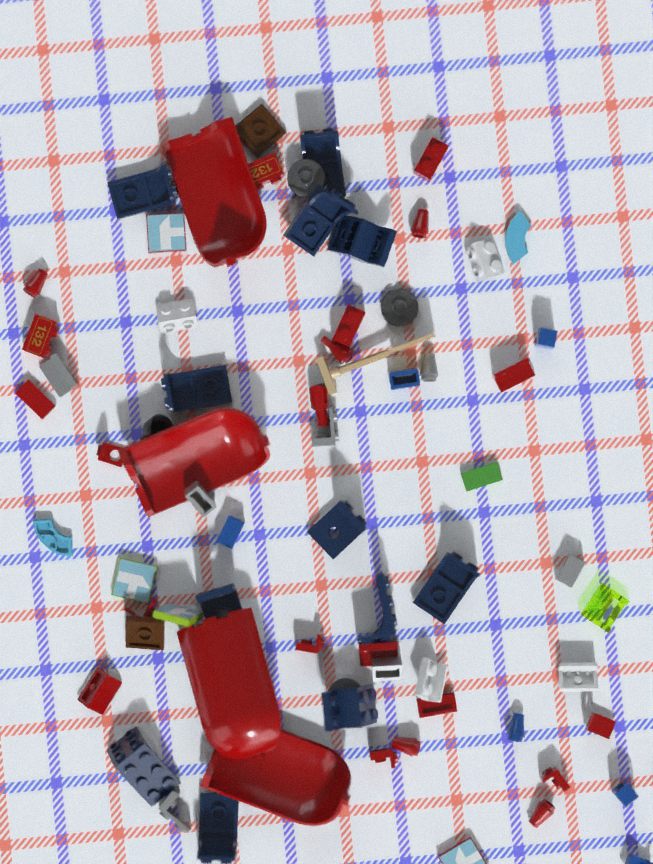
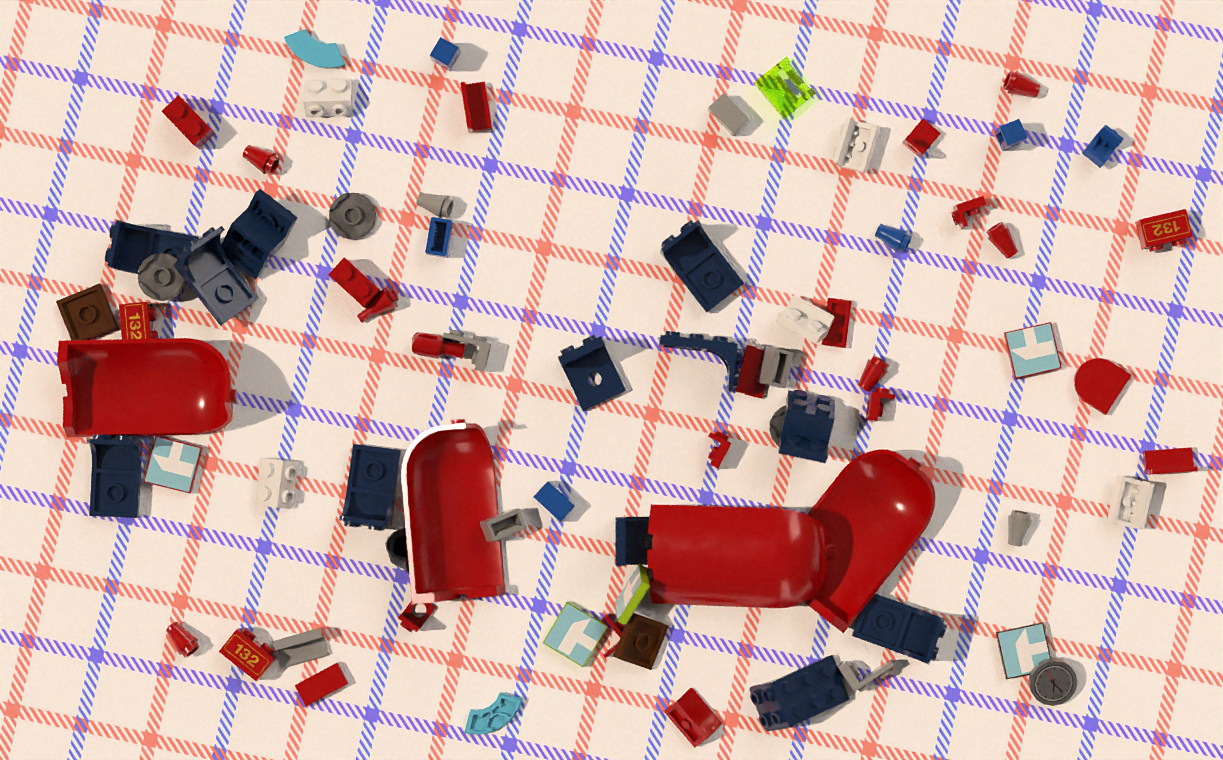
camera: 70 degrees left, 0 degrees up
(330, 374) = (405, 323): tan piece -> none
(481, 476) = (583, 183): bright green tile -> none

